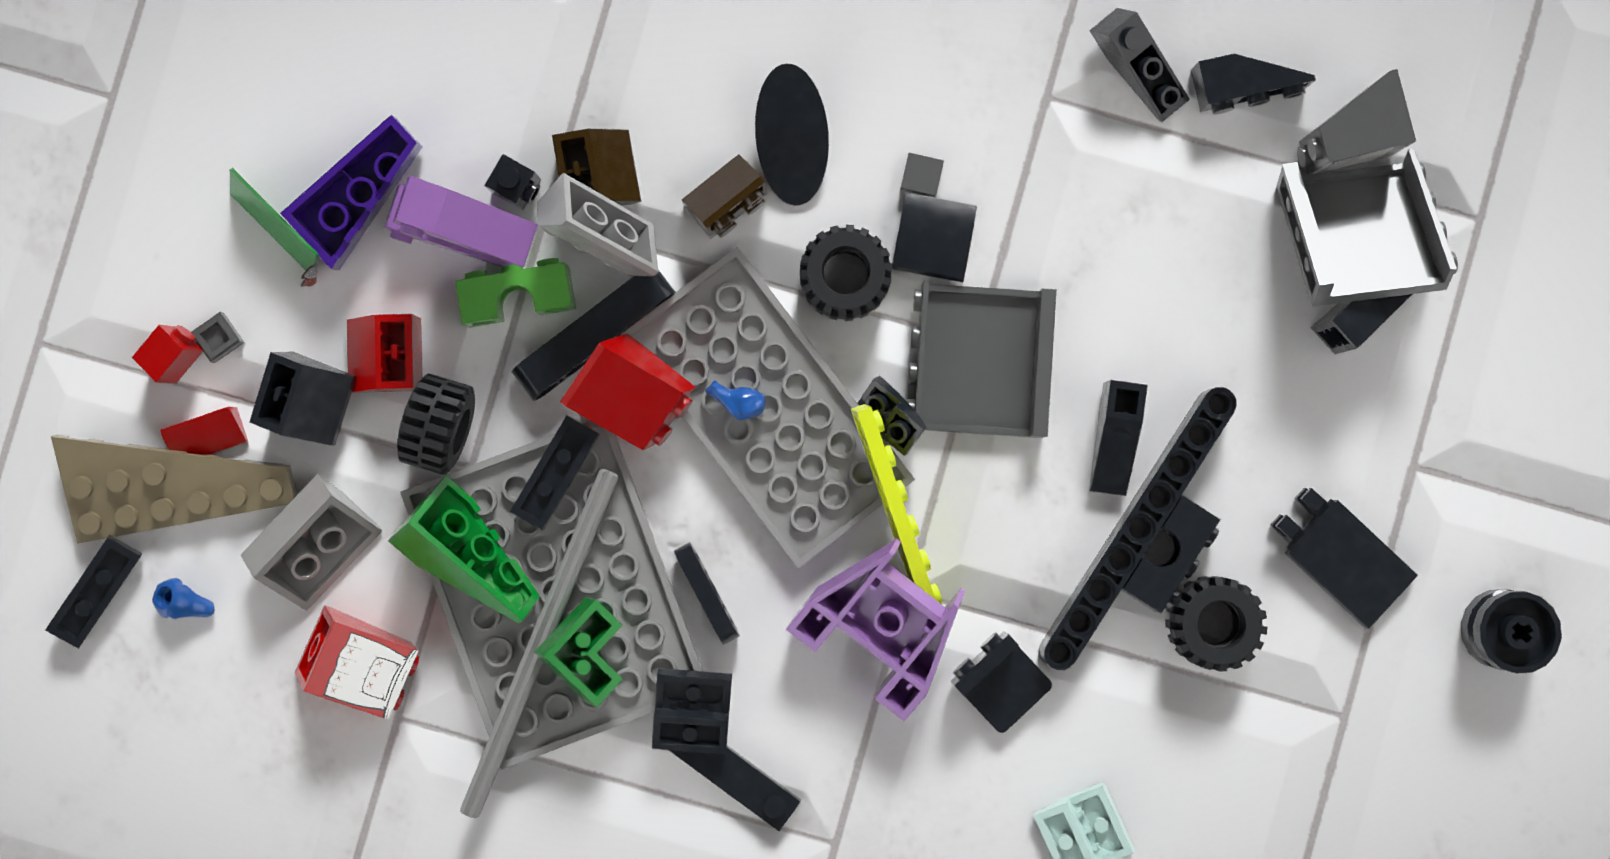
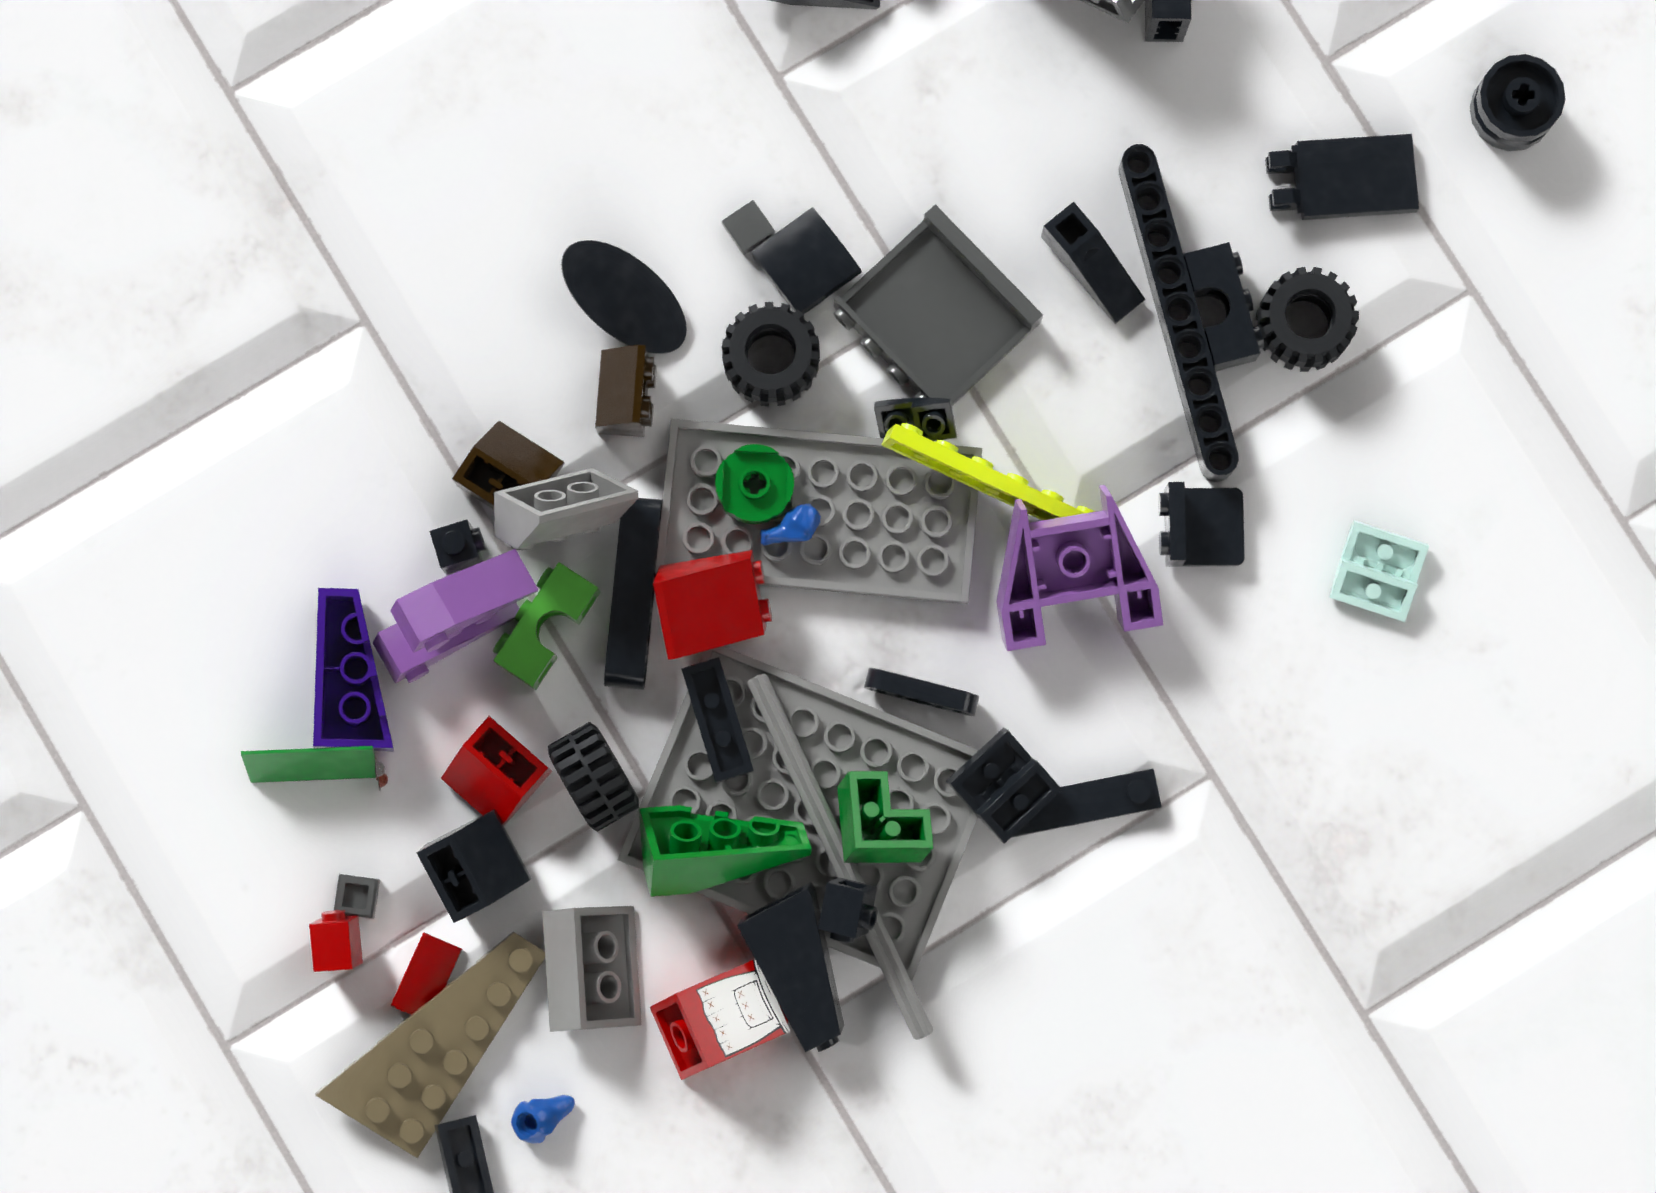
camera: 45 degrees left, 5 degrees down
(437, 680) = (797, 965): none -> black slope
(503, 685) = (848, 909): none -> black brick
(745, 325) = (771, 469): none -> green plate

